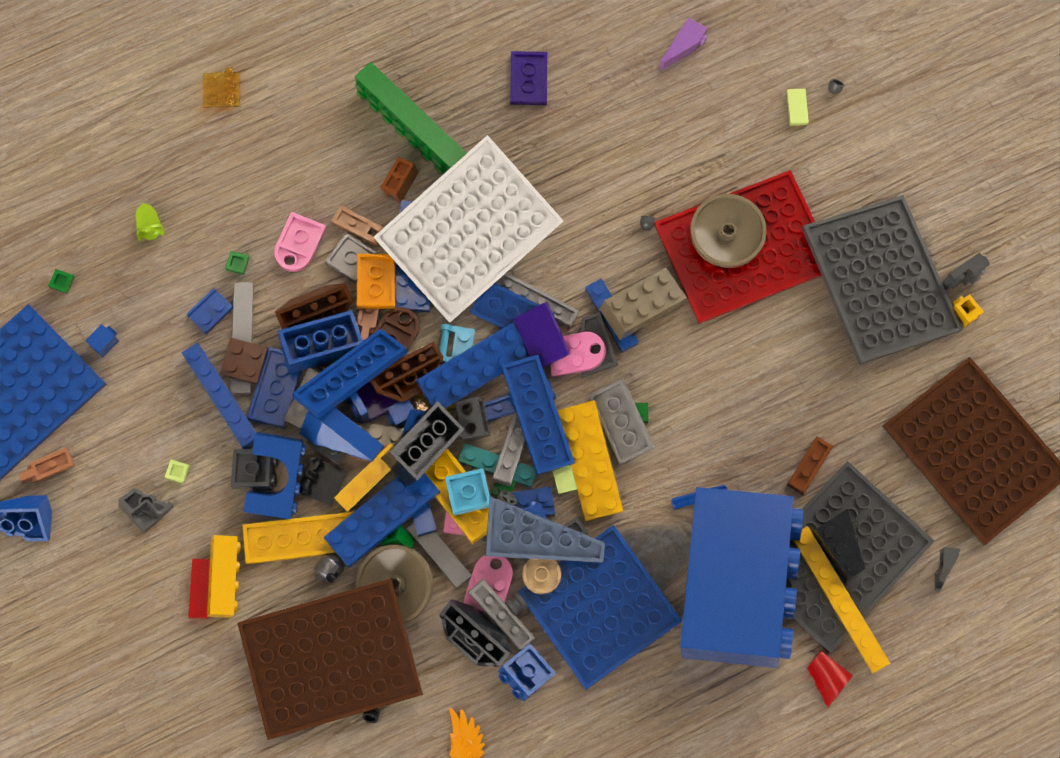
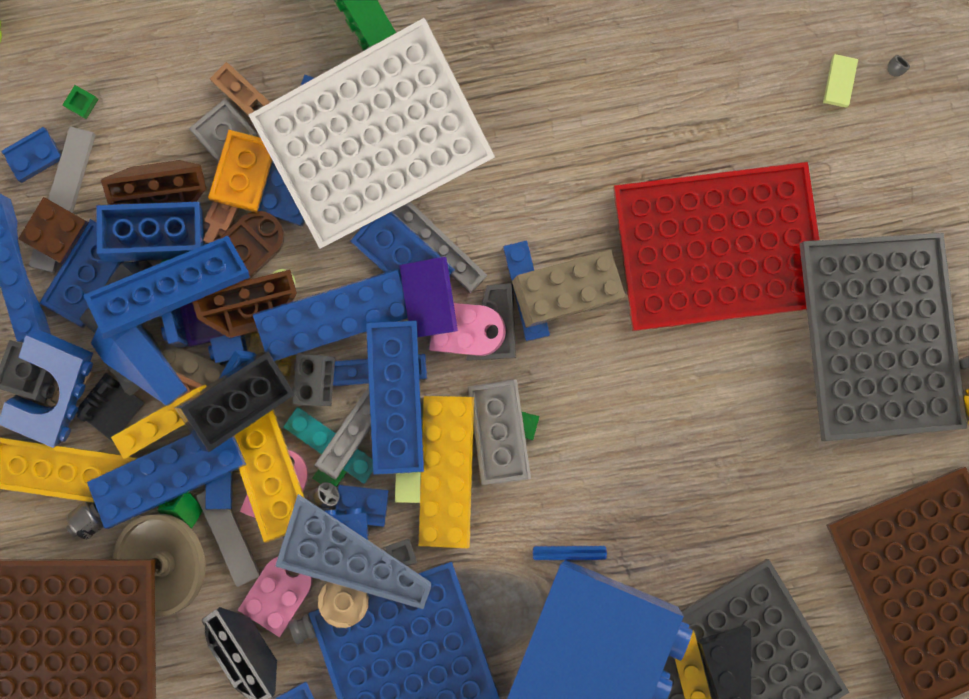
camera: 20 degrees right, 10 degrees up
(298, 240) = (164, 93): bright pink plate -> none
(399, 179) = (309, 46): dark orange hinge -> none
(462, 341) = (330, 277): medium azure plate -> none
(468, 491) = (277, 476): medium azure plate -> none
(501, 614) = (279, 637): light grey tile -> none
(647, 222) = (605, 183): dark grey hinge -> none
(728, 230) = (704, 223): dark tan dish -> none
(809, 465) = (720, 550): dark orange tile -> none

